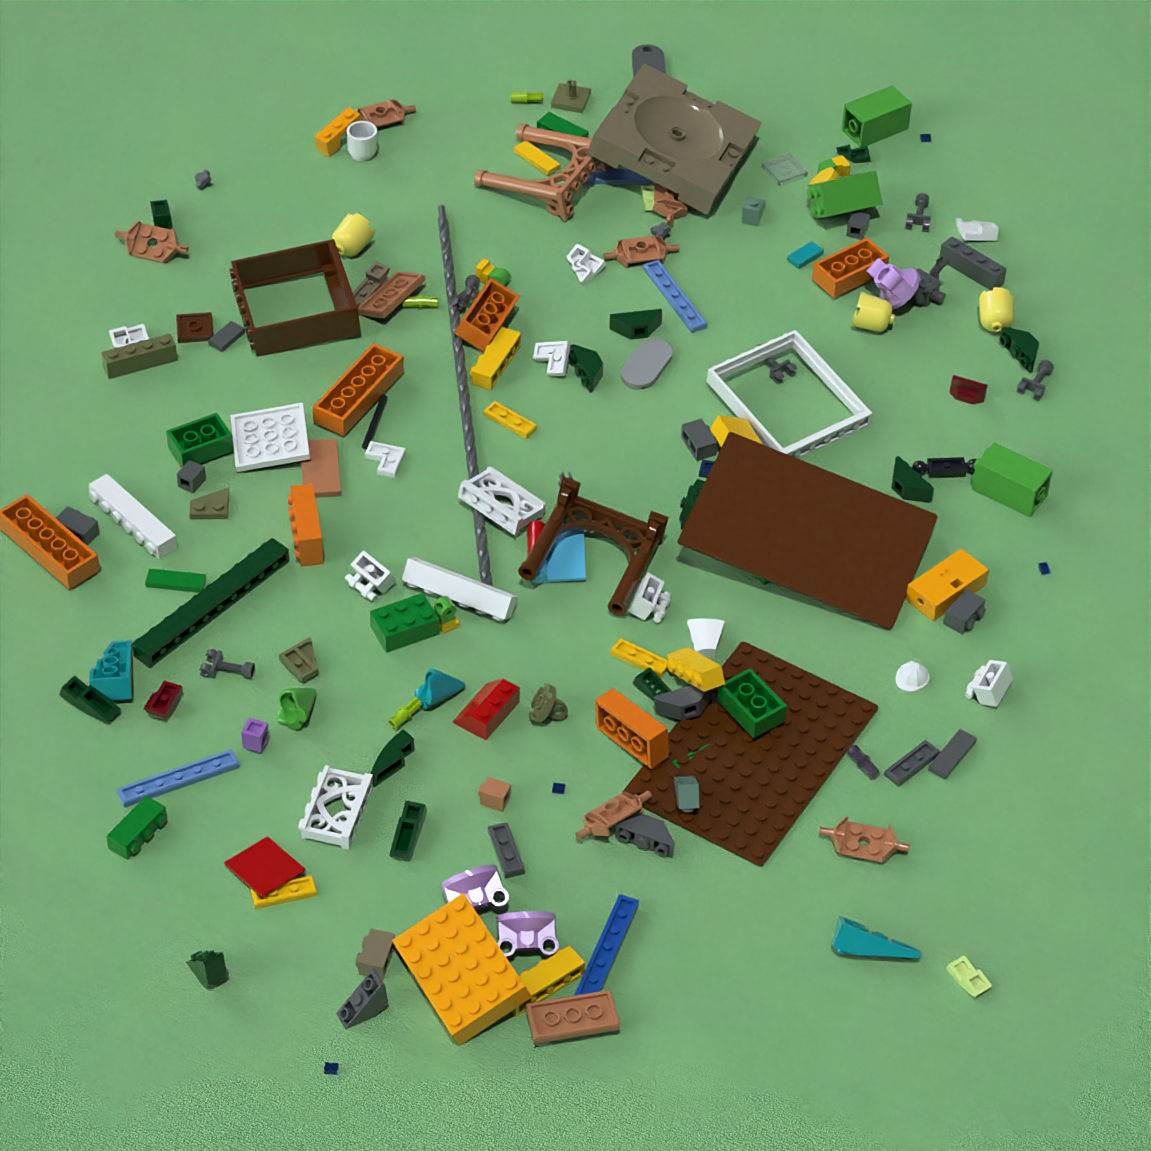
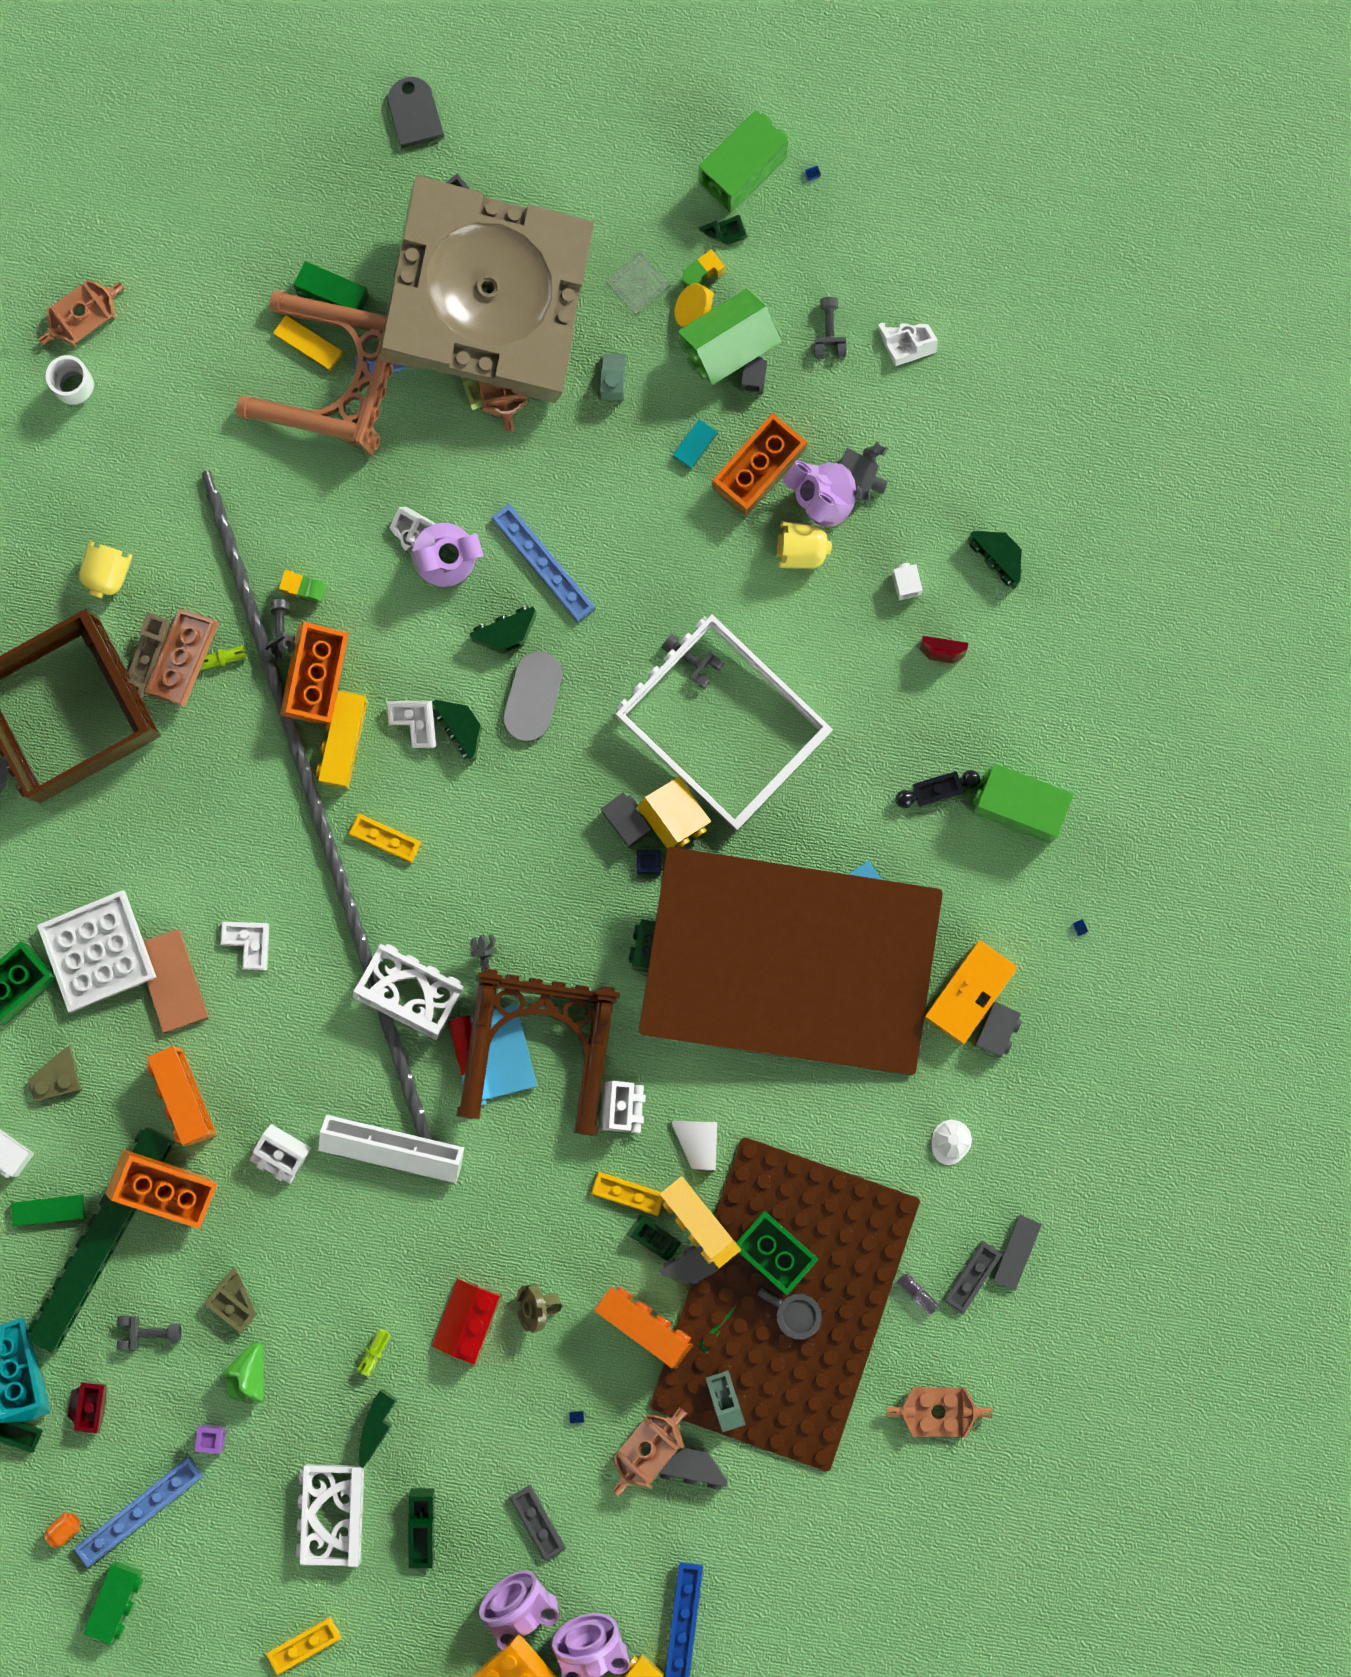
camera: 10 degrees left, 35 degrees up
(113, 773) = (62, 1529): none -> orange brick
(191, 476) = (18, 1039): dark grey brick -> none
(264, 867) = (273, 1619): red piece -> none
(272, 568) = (161, 1189): none -> orange brick
(329, 137) = (27, 378): light orange arch -> none
(358, 389) = (184, 843): orange brick -> none
(374, 422) = (218, 884): black bar -> none
(404, 622) = (338, 1216): green brick -> none
(437, 688) = (402, 1309): teal hat -> none
(446, 613) = (386, 1195): bright green leg -> none
(494, 794) = (506, 1450): nougat brick -> none
(526, 97) = (266, 227): lime axle -> none
(571, 97) = (326, 211): olive tile -> none
(604, 272) = (427, 560): none -> lavender piece
(629, 252) = (470, 504): nougat plate -> none
(660, 230) = (500, 447): dark grey piece -> none
(758, 753) = (796, 1314): none -> dark grey piece
(856, 940) = (966, 1558): teal wedge -> none
(910, 484) = (895, 829): dark green slope -> none
(947, 350) = (907, 581): none -> white brick
(968, 978) = (1085, 1574): yellowish green slope -> none
(973, 263) = (913, 414): dark grey brick -> none
(990, 683) = (1048, 1141): white brick -> none
(996, 309) = (959, 503): light yellow cylinder -> none
(1044, 368) = (1033, 583): dark grey bar -> none

